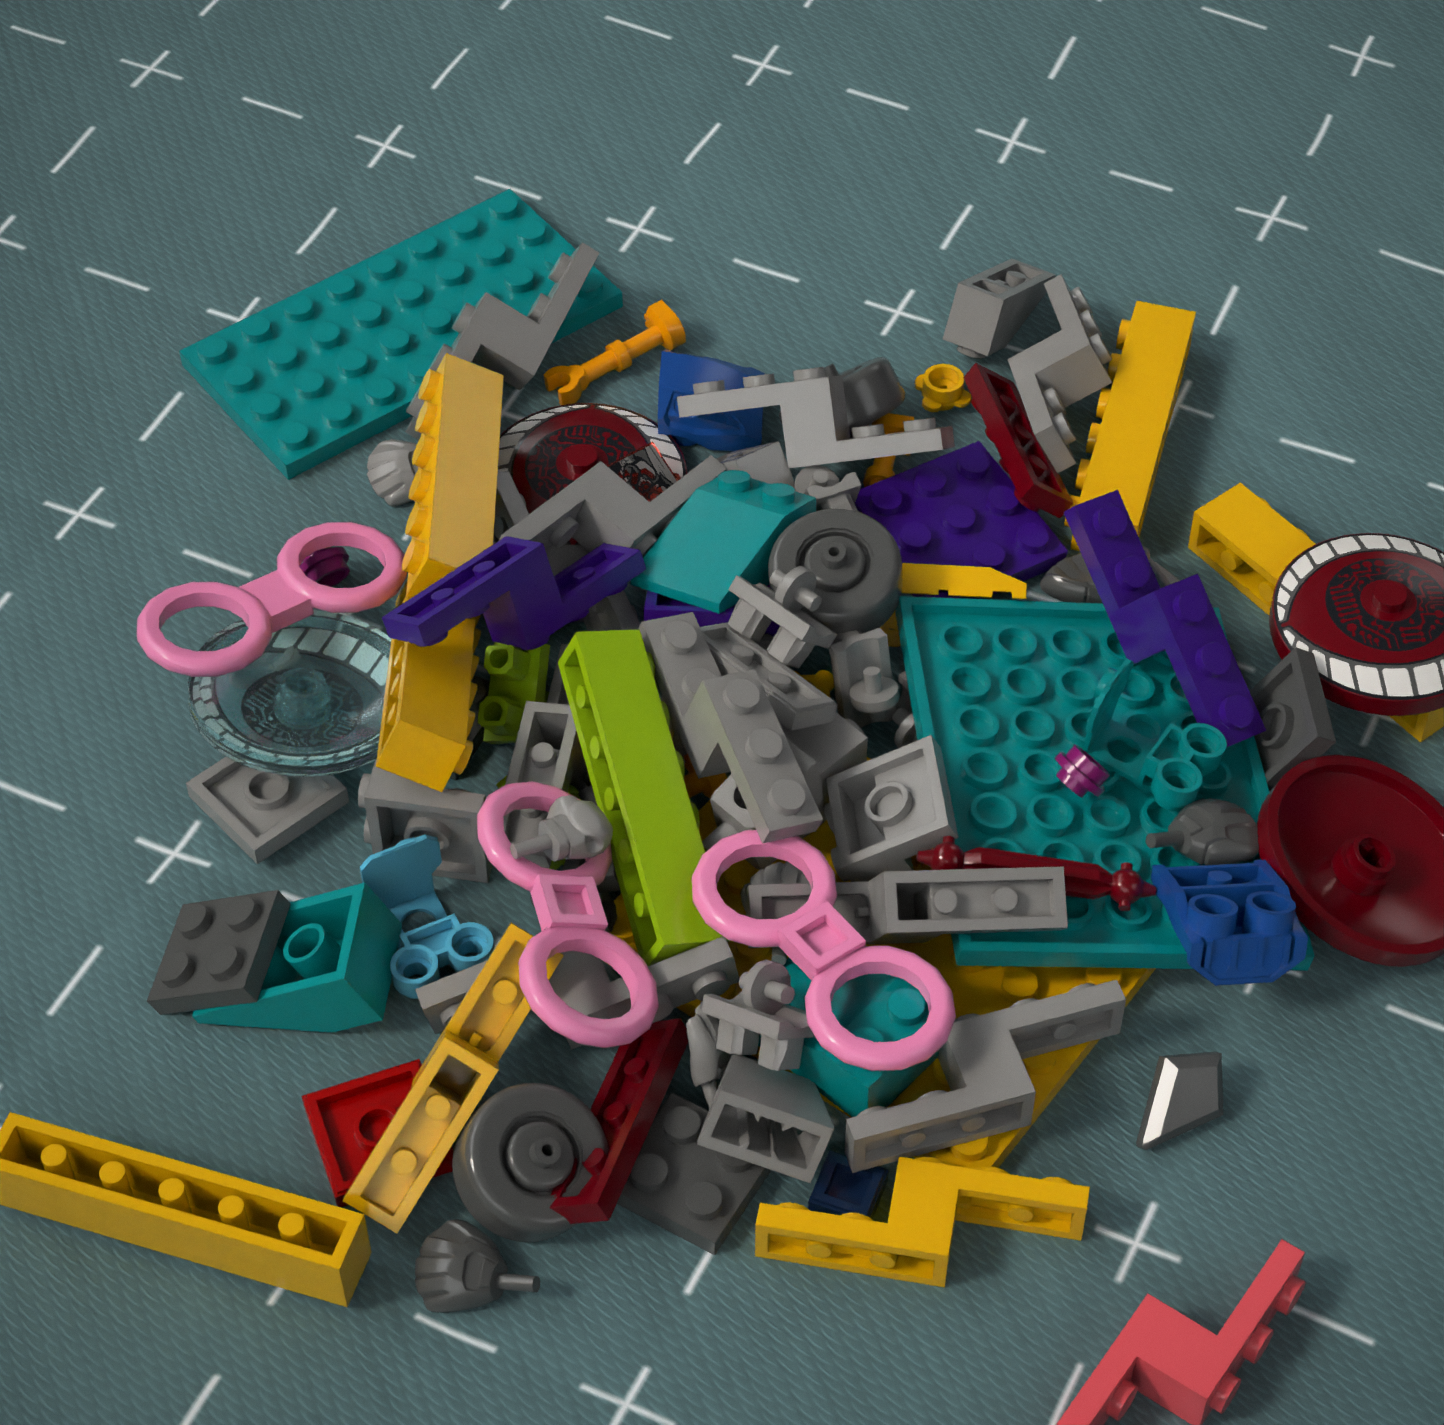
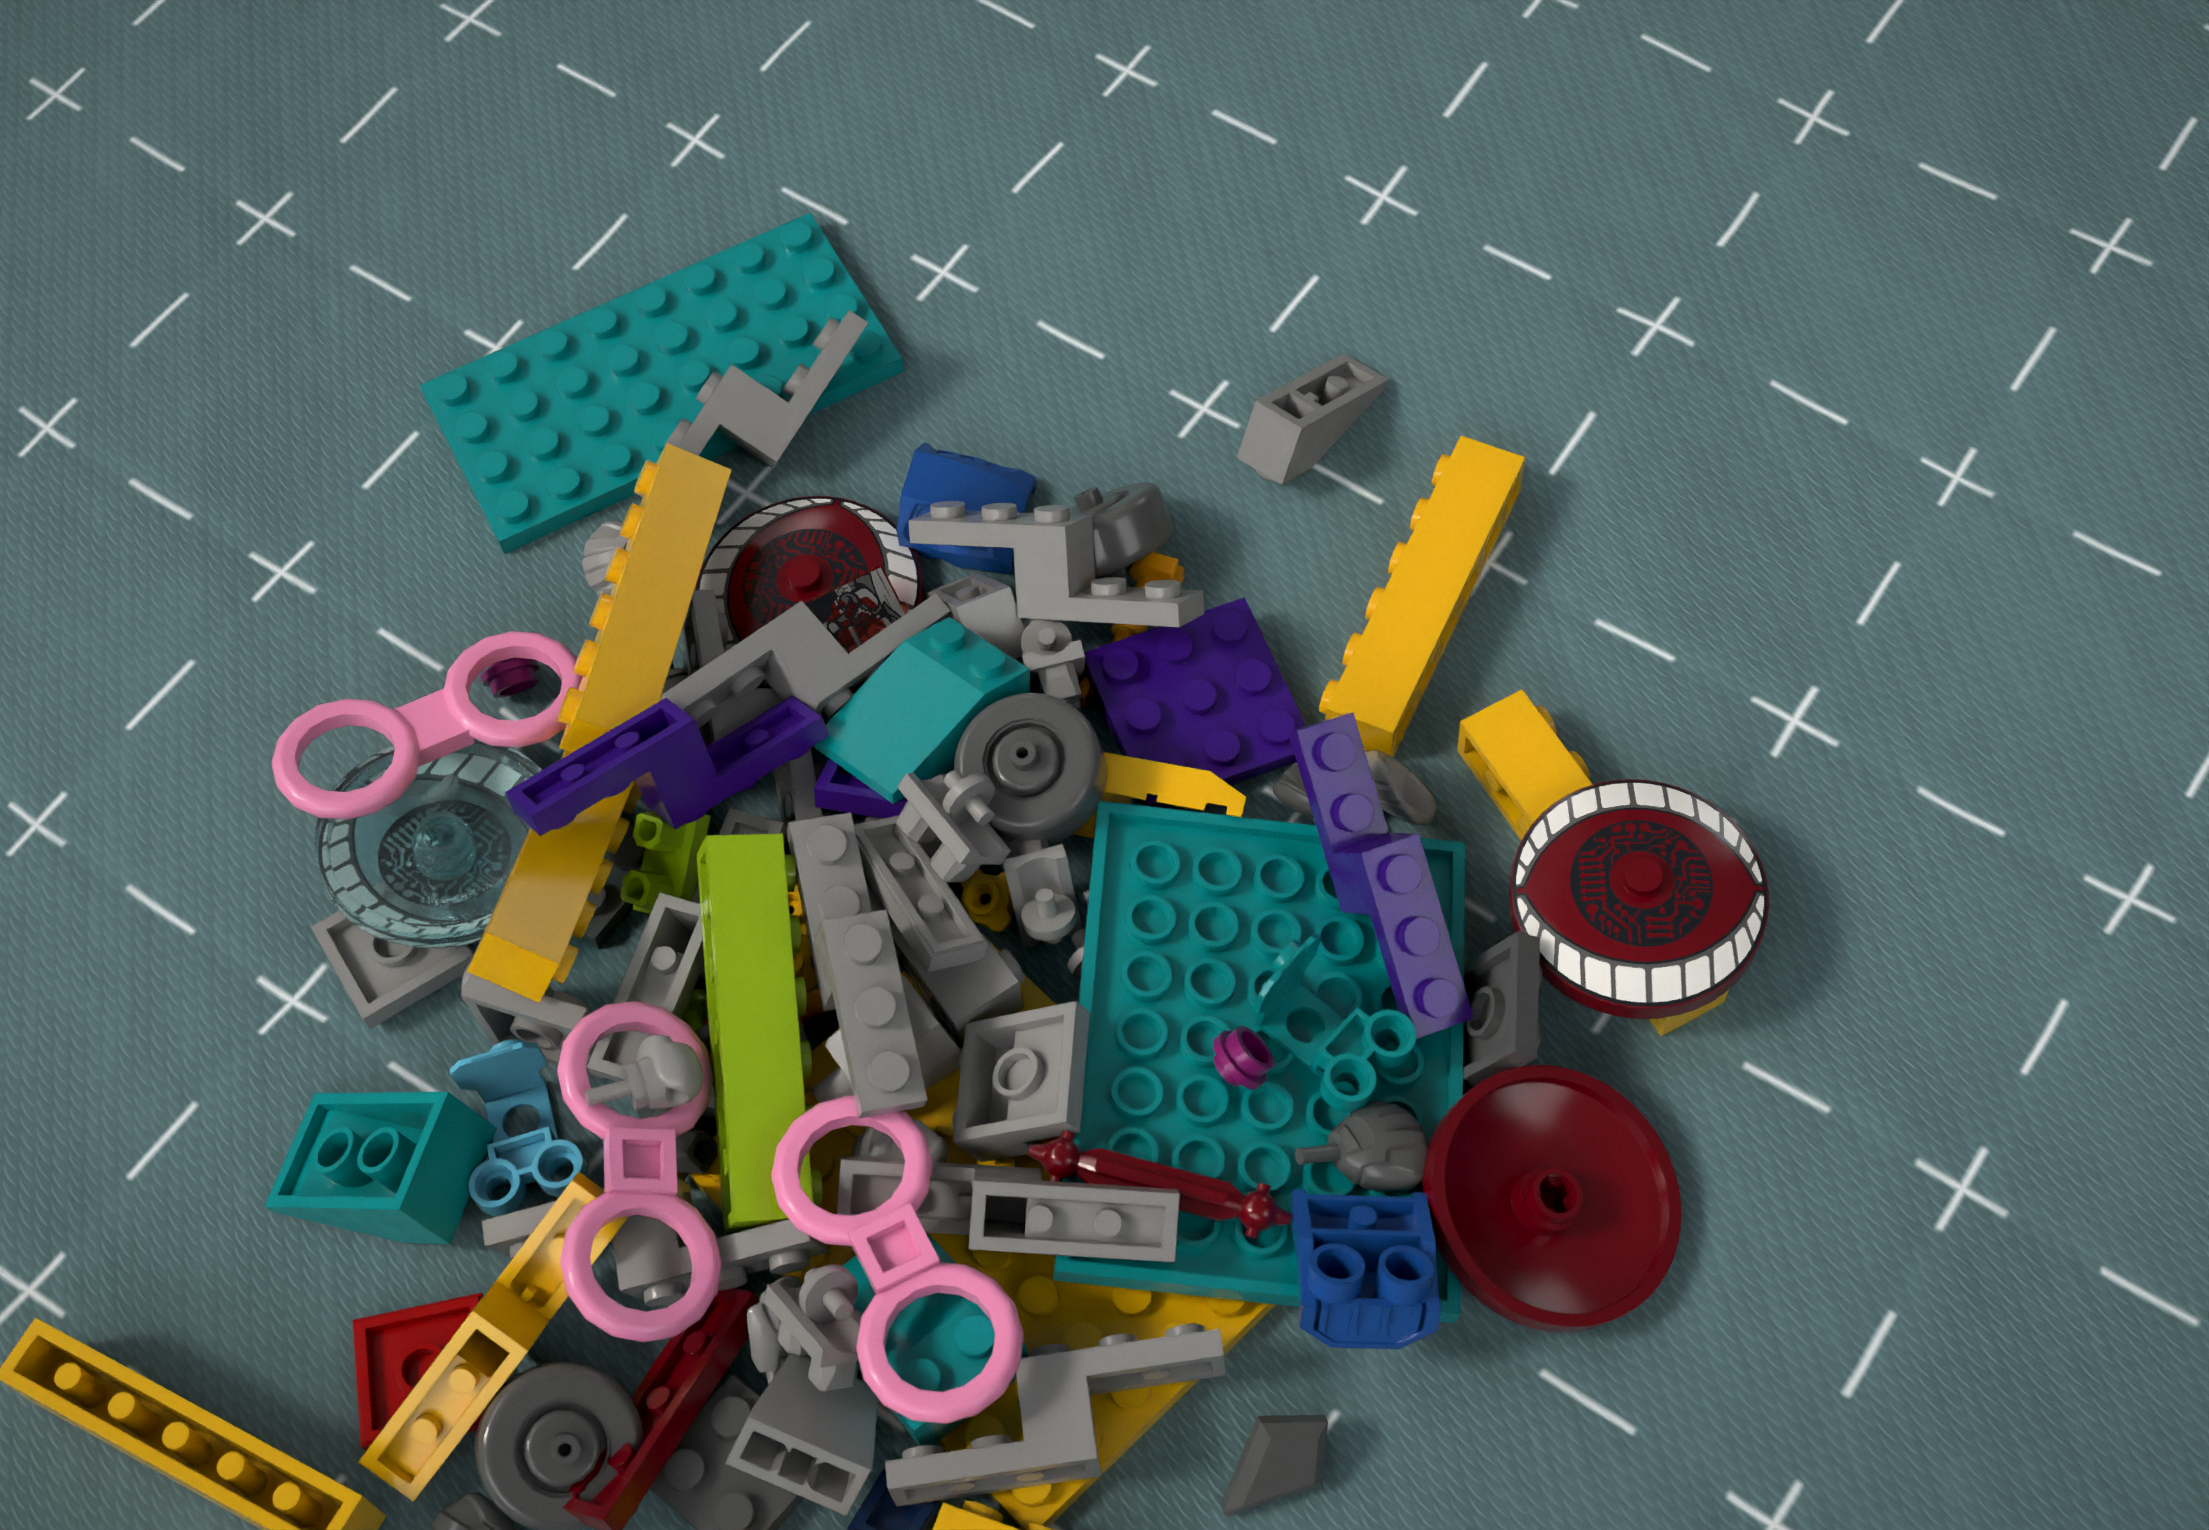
camera: 15 degrees right, 10 degrees up
(219, 952) = (300, 1139): dark grey plate -> none
(663, 330) = (881, 438): light orange piece -> none
(942, 388) = (1226, 505): yellow plate -> none
(1020, 452) = (1287, 603): dark red plate -> none
(1061, 371) = (1352, 520): light grey bracket -> none

